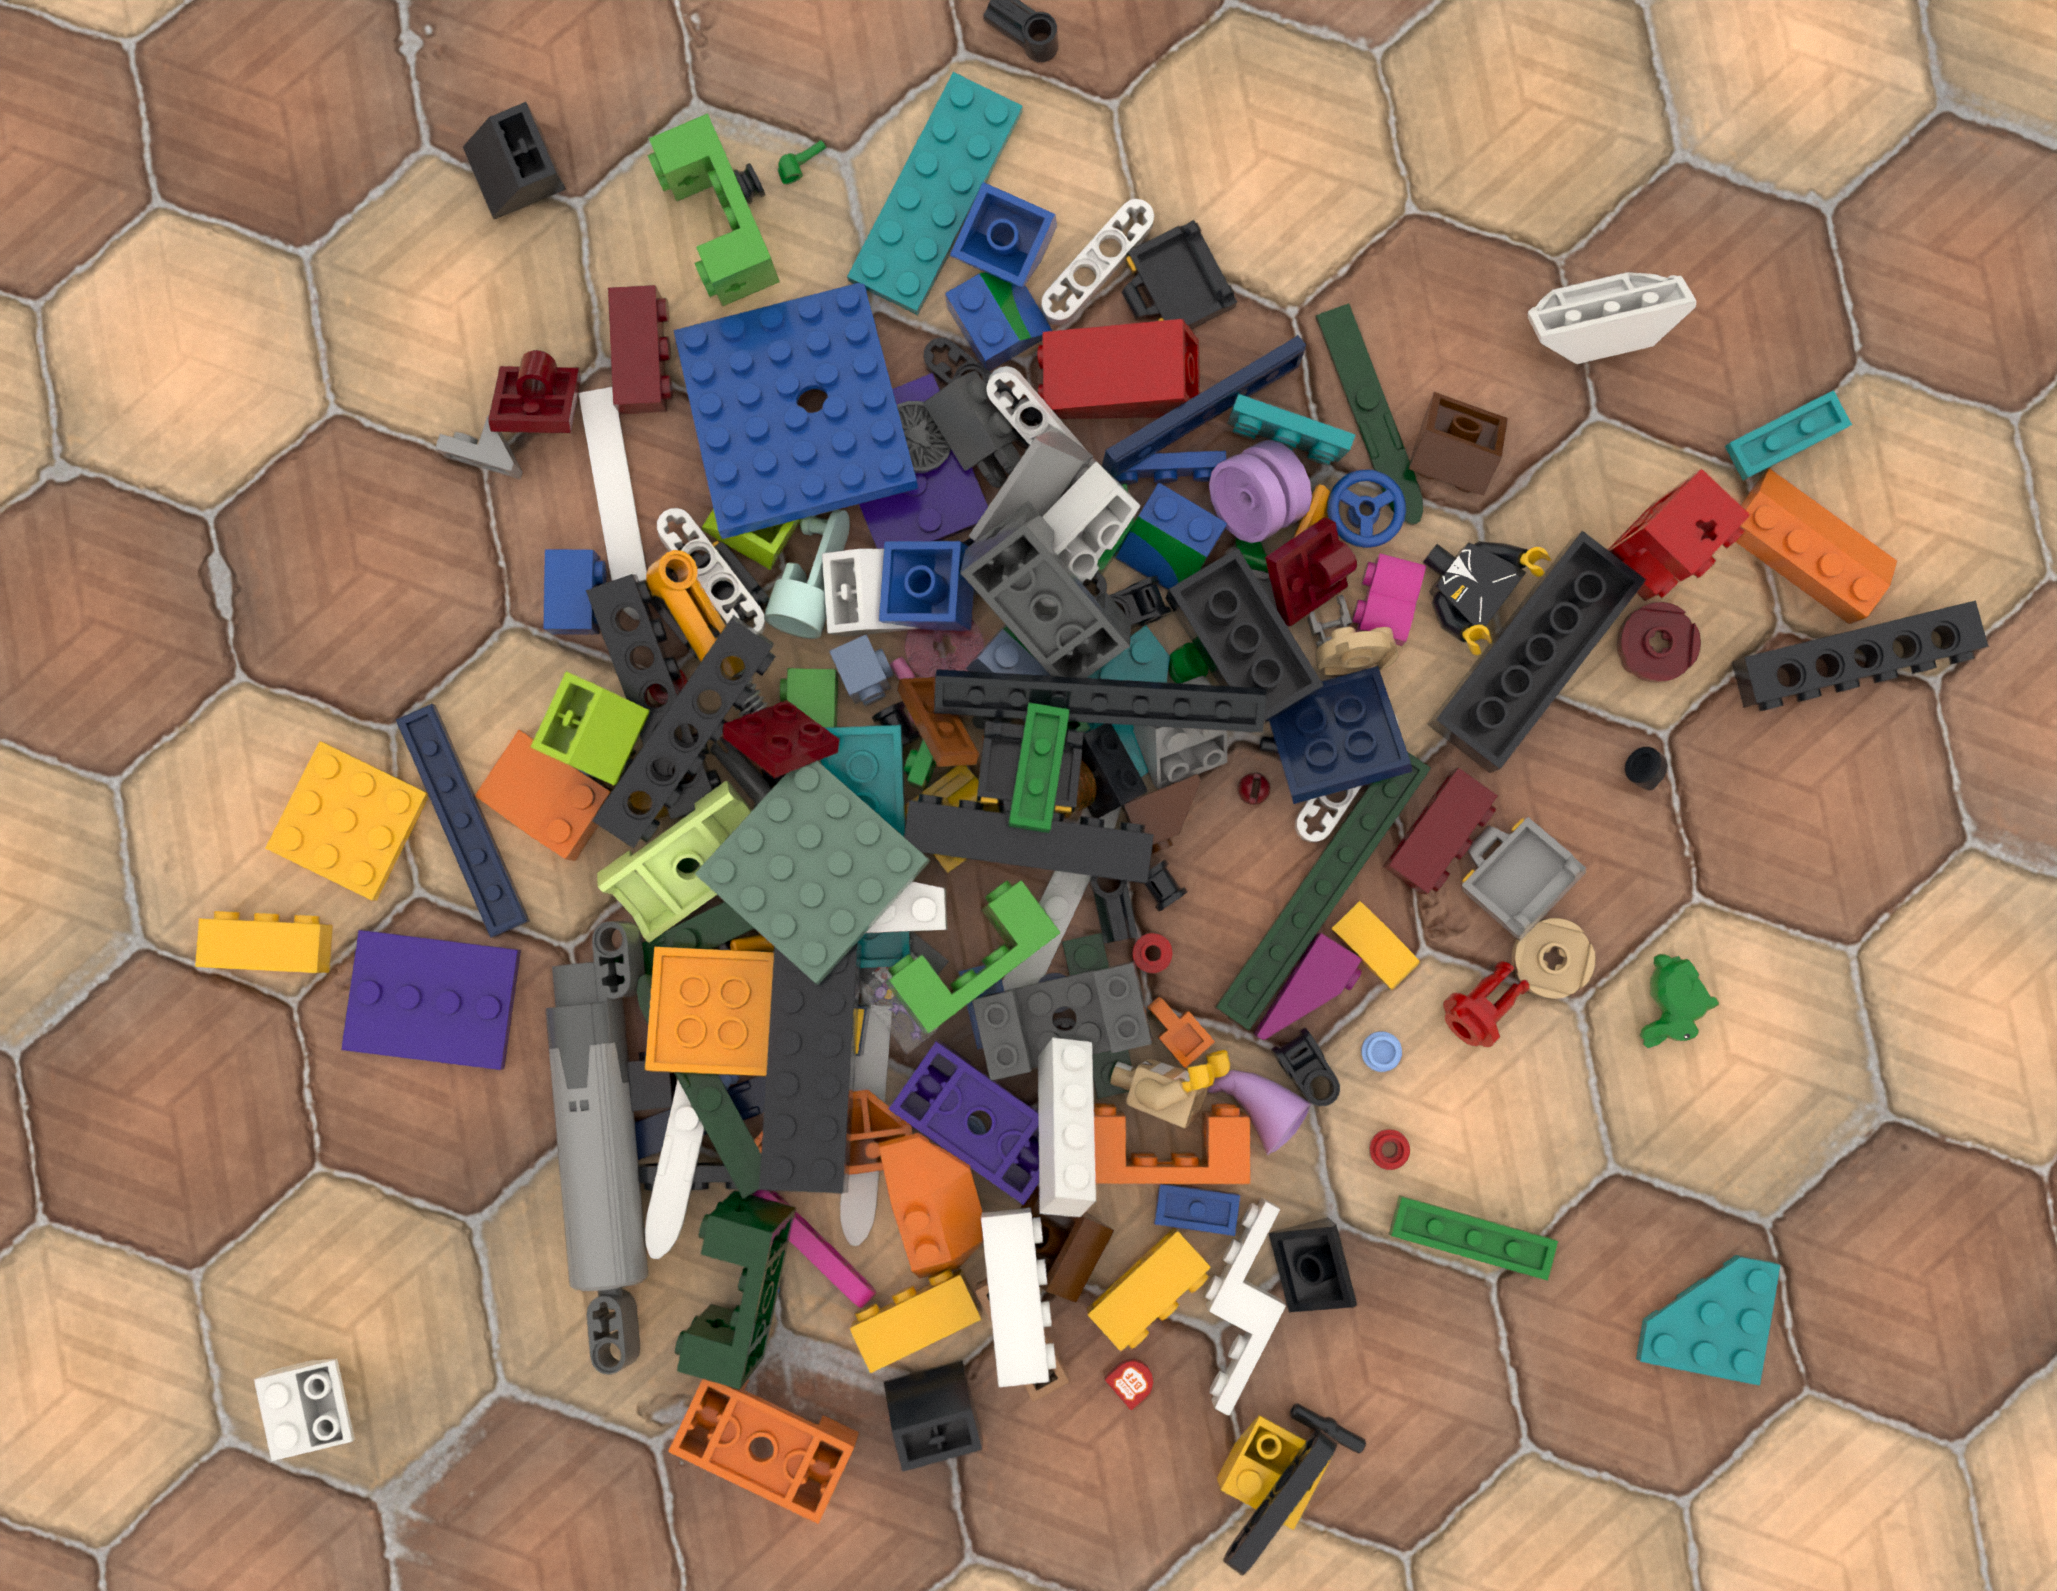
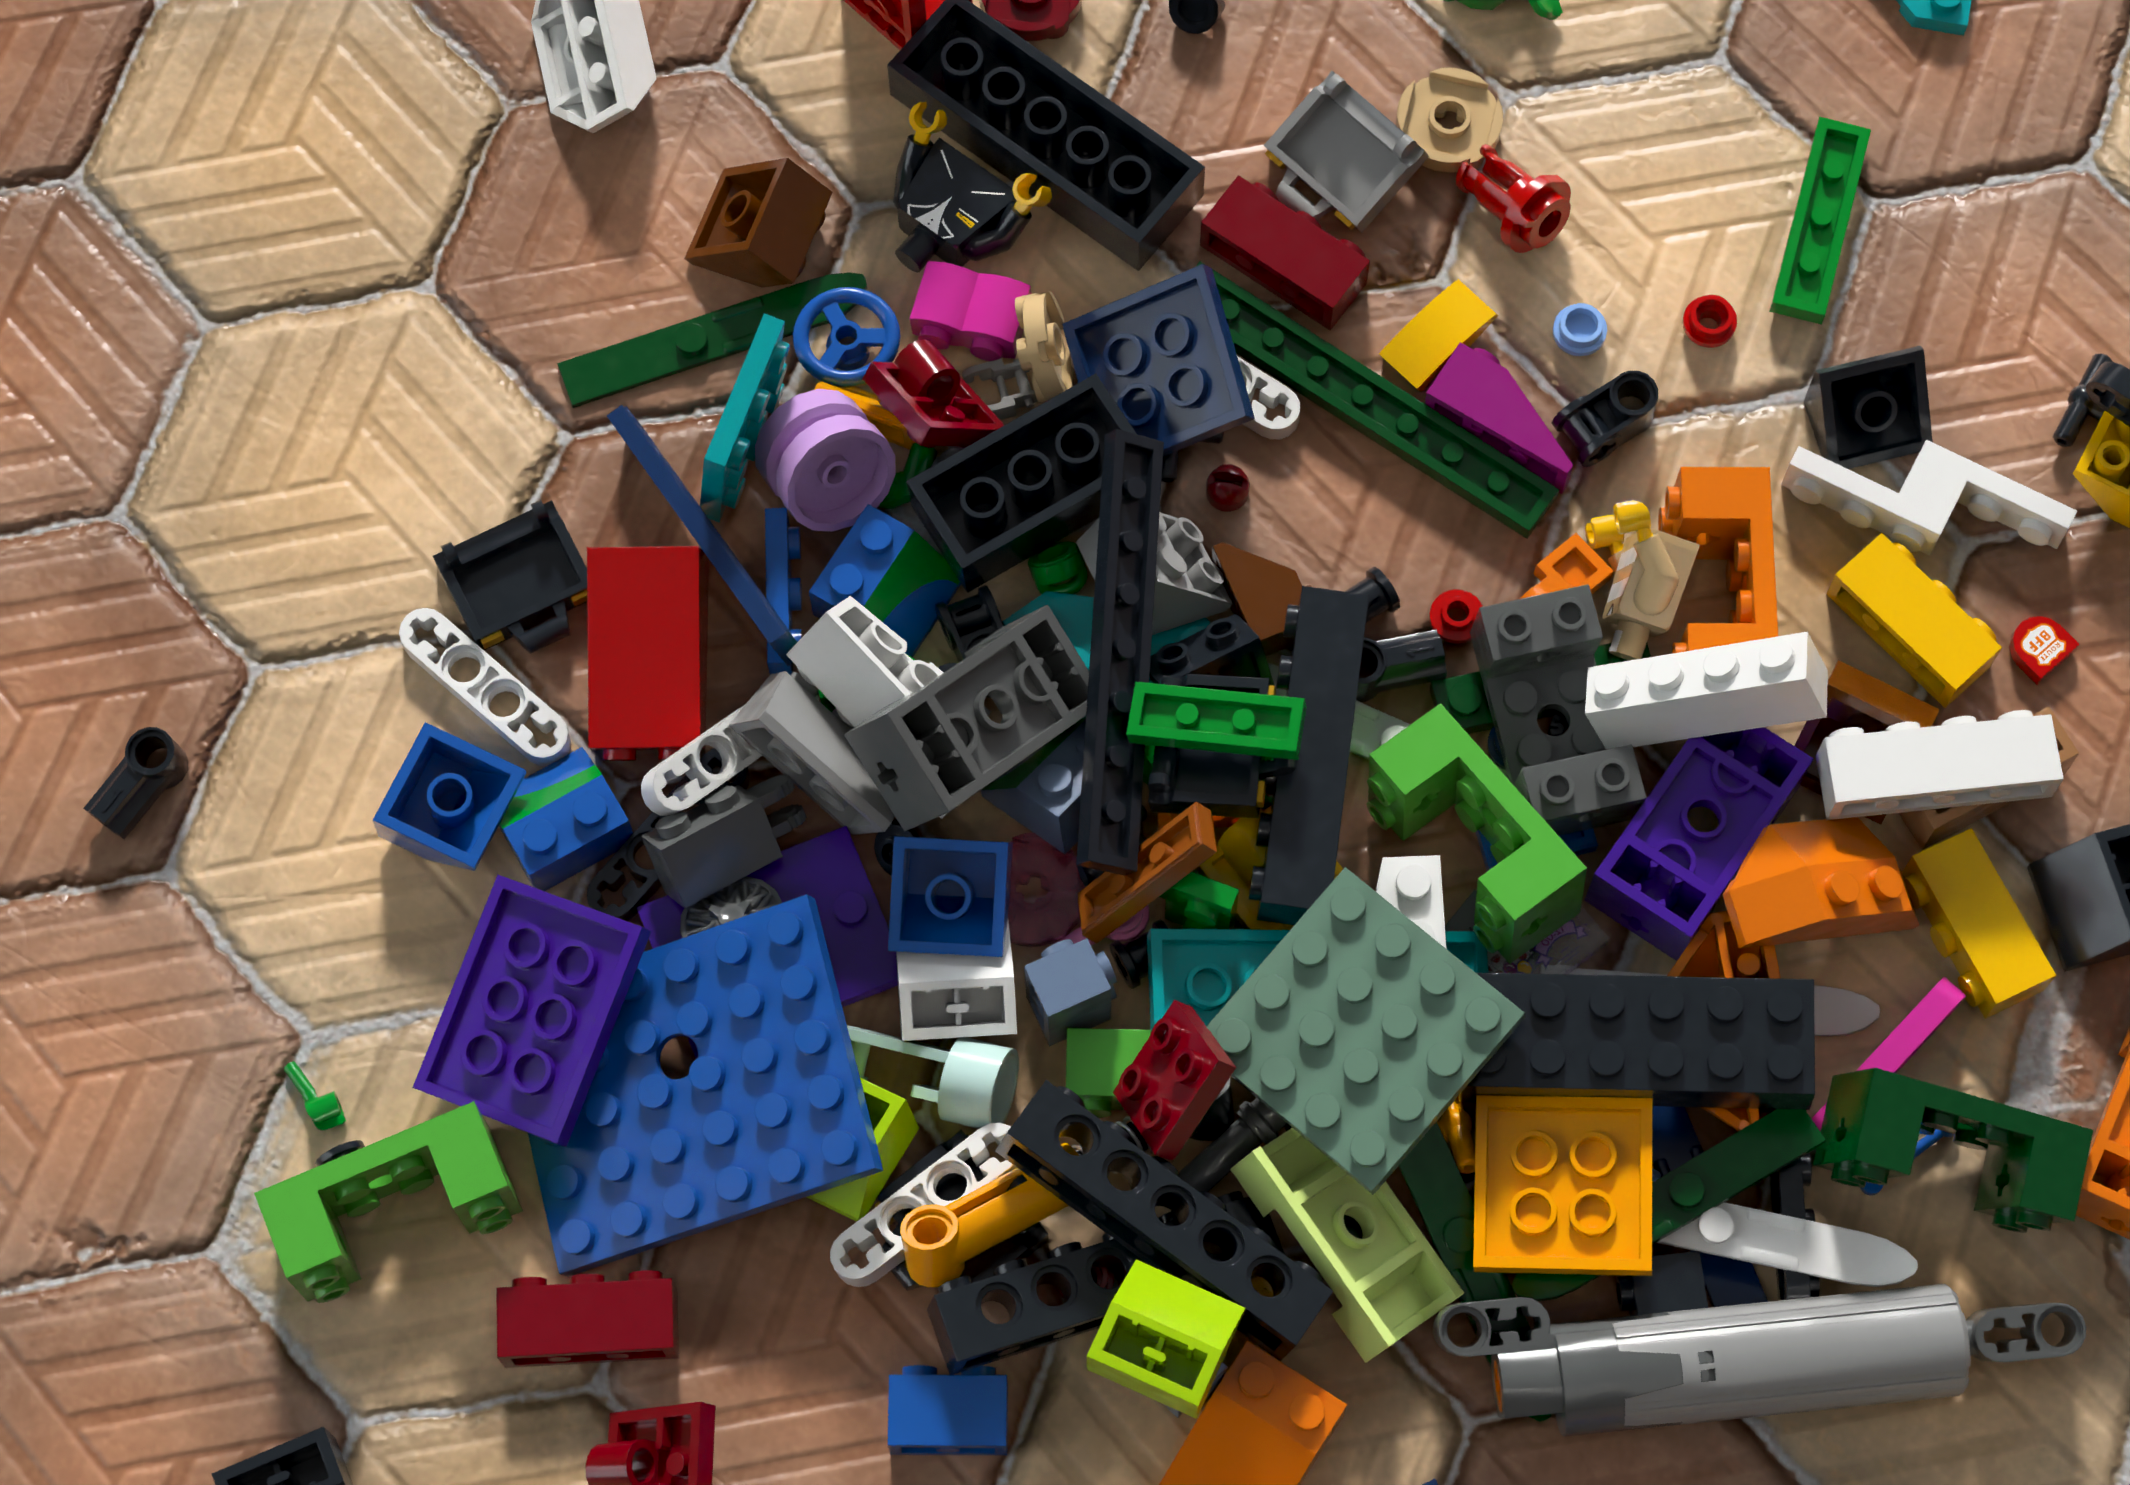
camera: 85 degrees left, 15 degrees down
(613, 486) = (791, 1360): white piece -> none
(847, 299) = (532, 1009): none -> dark purple plate
(935, 193) = (345, 894): teal plate -> none
(1197, 1209) = (1803, 558): blue plate -> none
(1271, 1107) = (1657, 457): lavender hat -> none

